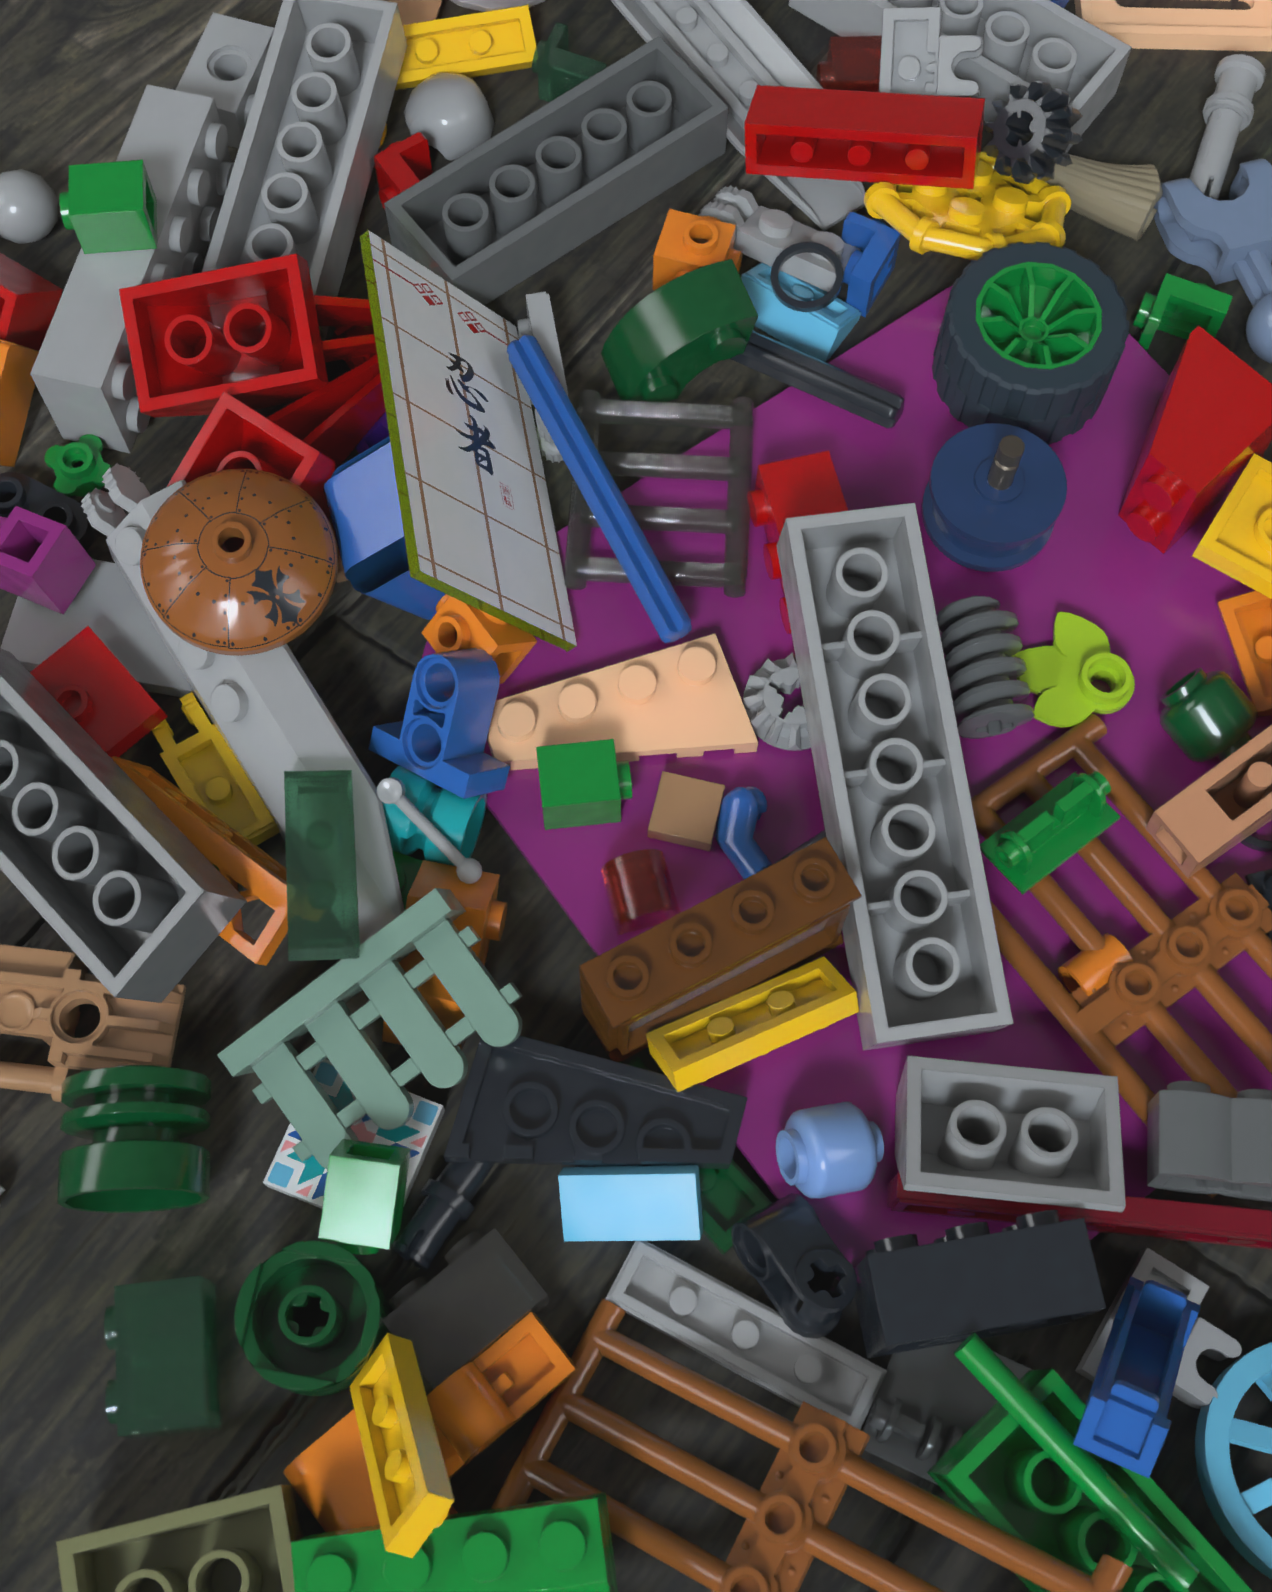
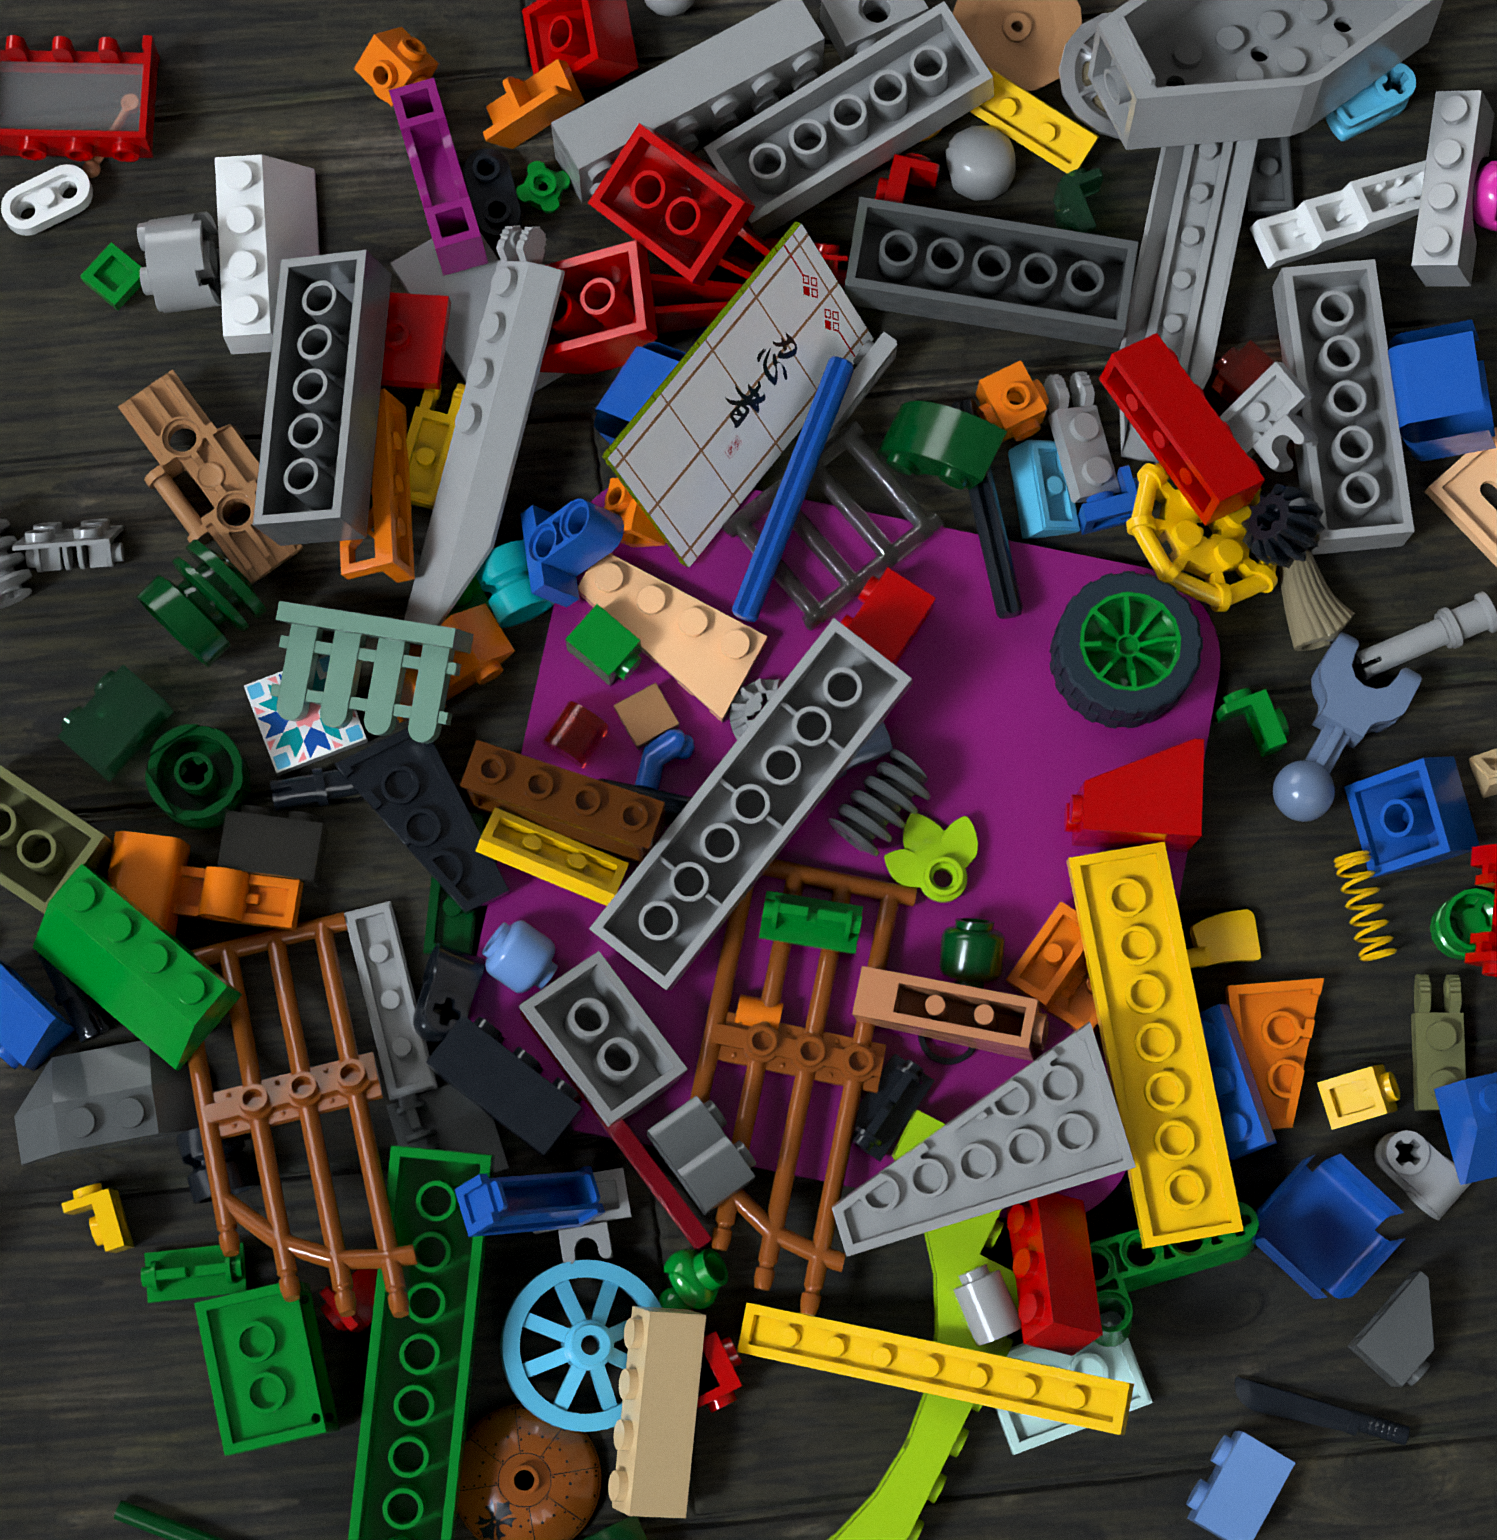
camera: 45 degrees right, 10 degrees up
(110, 207) = (687, 64): green brick -> none
(248, 596) = (549, 380): dark orange dish -> none
(321, 866) = (418, 557): clear green tile -> none
(364, 1195) = (279, 742): brick -> none
(393, 791) = (499, 553): light grey hinge -> none
(400, 1447) = (171, 872): yellow plate -> none
(631, 1203) = (402, 881): medium azure tile -> none
(807, 247) = (1059, 454): black piece -> none
(993, 497) = (1000, 716): dark blue wheel -> none
(1077, 1463) = (451, 1212): green bar -> none

